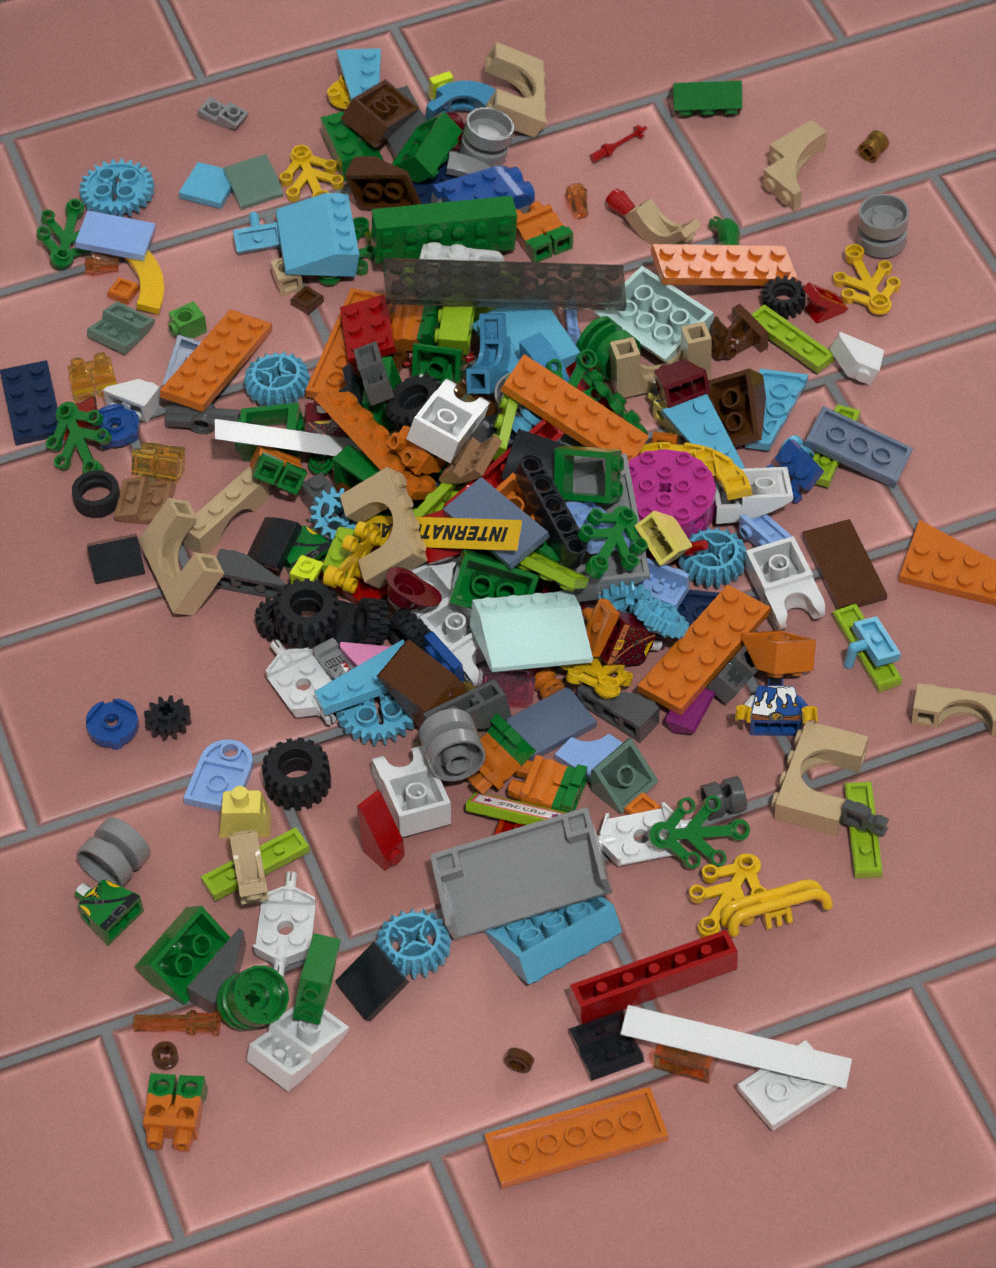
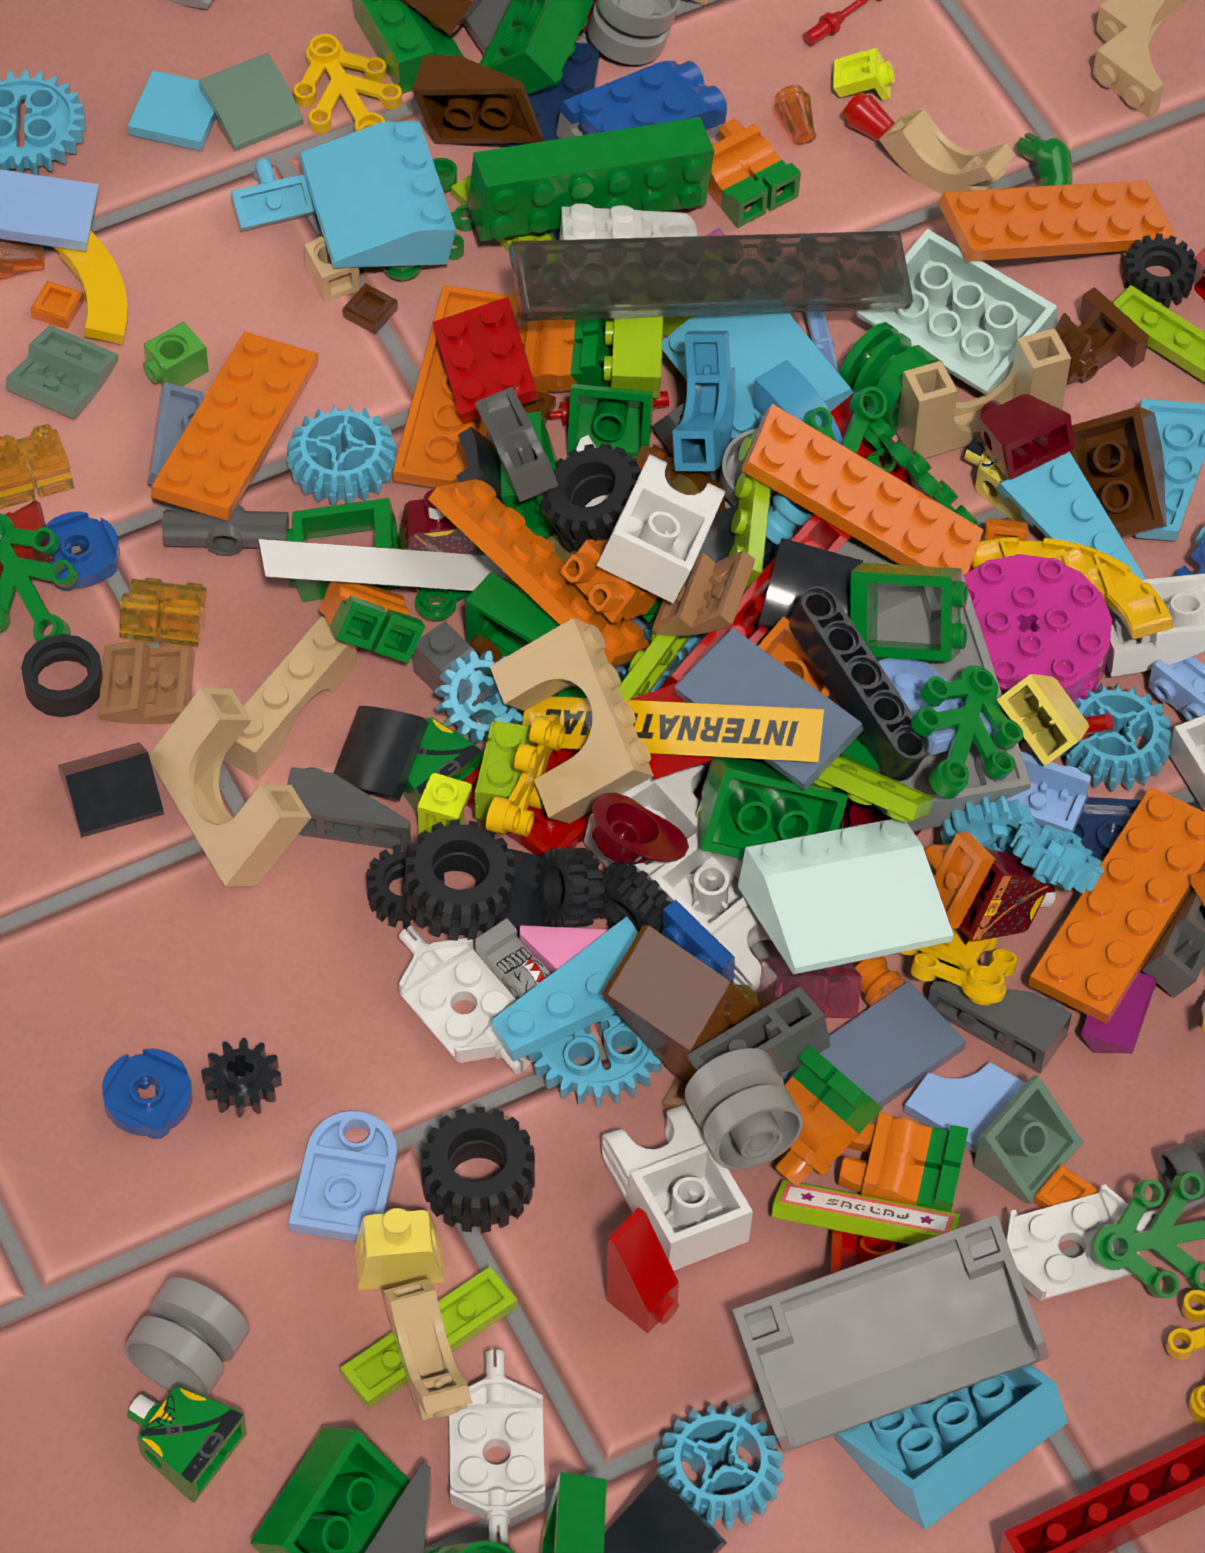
camera: 10 degrees left, 5 degrees up
(135, 394) = (105, 493): white slope -> none
(463, 165) = (604, 62): light grey slope -> none
(622, 177) = (863, 72): none -> neon yellow bracket

